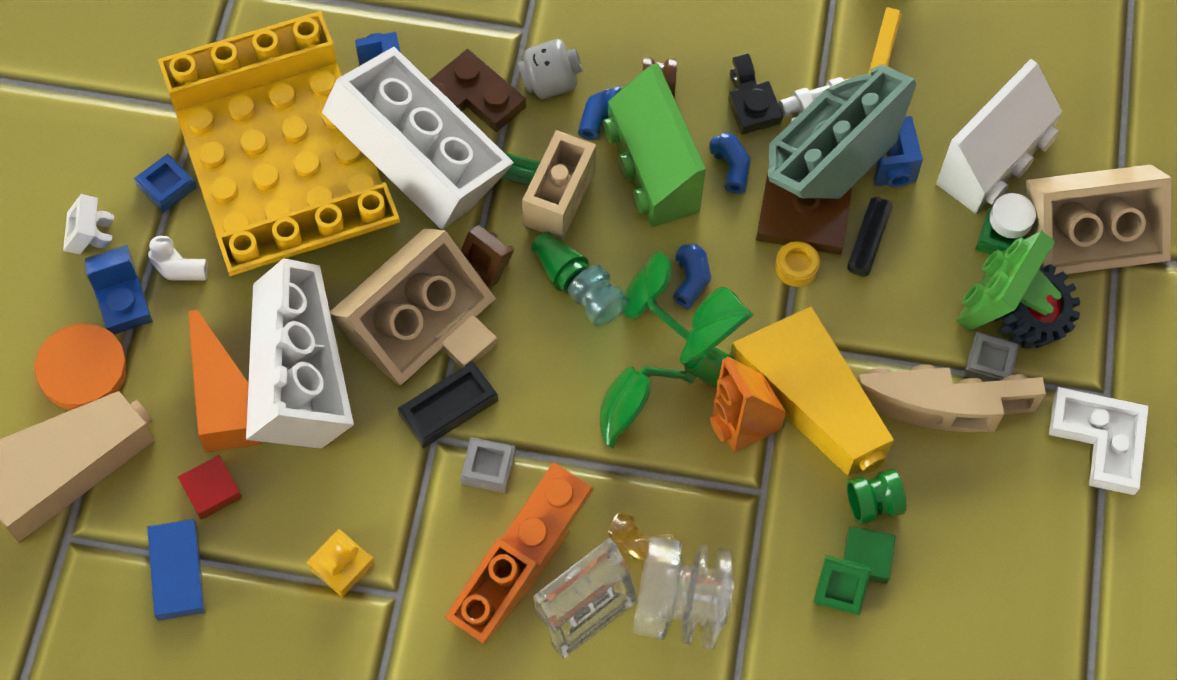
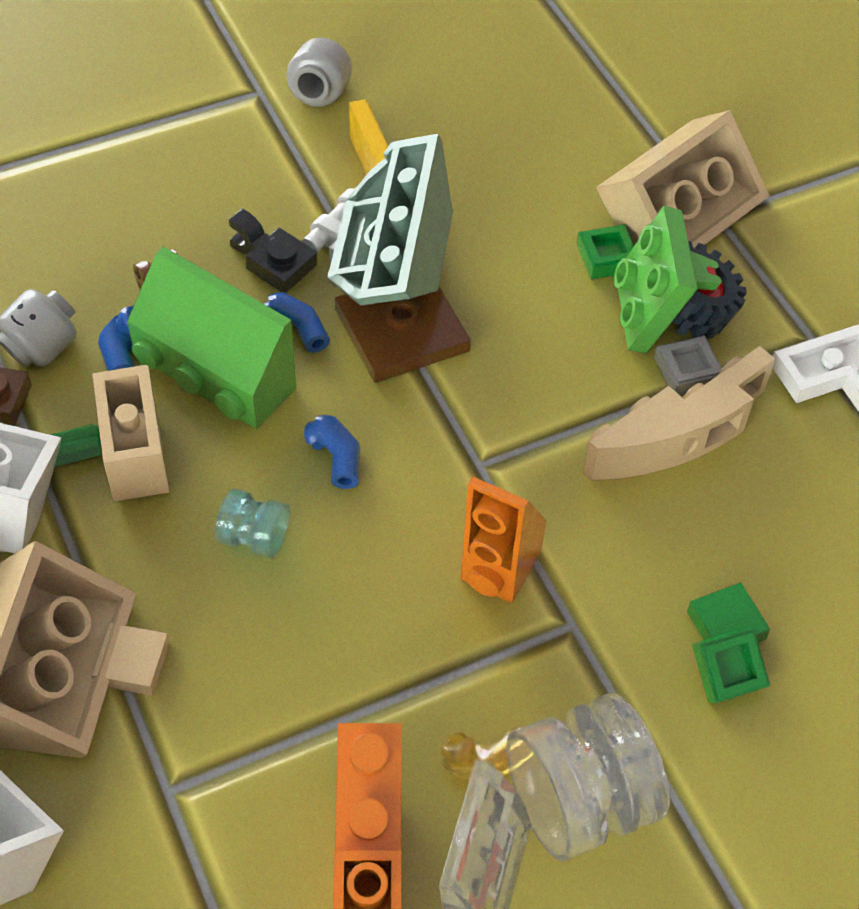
camera: 35 degrees left, 10 degrees down
(448, 404) = (158, 743): black tile -> none
(486, 254) = (95, 548): reddish brown tile -> none
(488, 465) = (254, 781): light grey tile -> none
(558, 260) = (183, 513): green cone -> none
(712, 323) = (419, 462): green plant -> none
(797, 264) = (435, 381): yellow tile -> none
(817, 390) = (575, 488): yellow slope -> none
(869, 236) = (487, 318): black axle -> none
(876, 496) = (696, 551): green wheel -> none
(902, 159) = (468, 231): blue bracket -> none
(1001, 140) = (548, 166): white slope -> none
(1012, 215) = (608, 224): white tile -> none

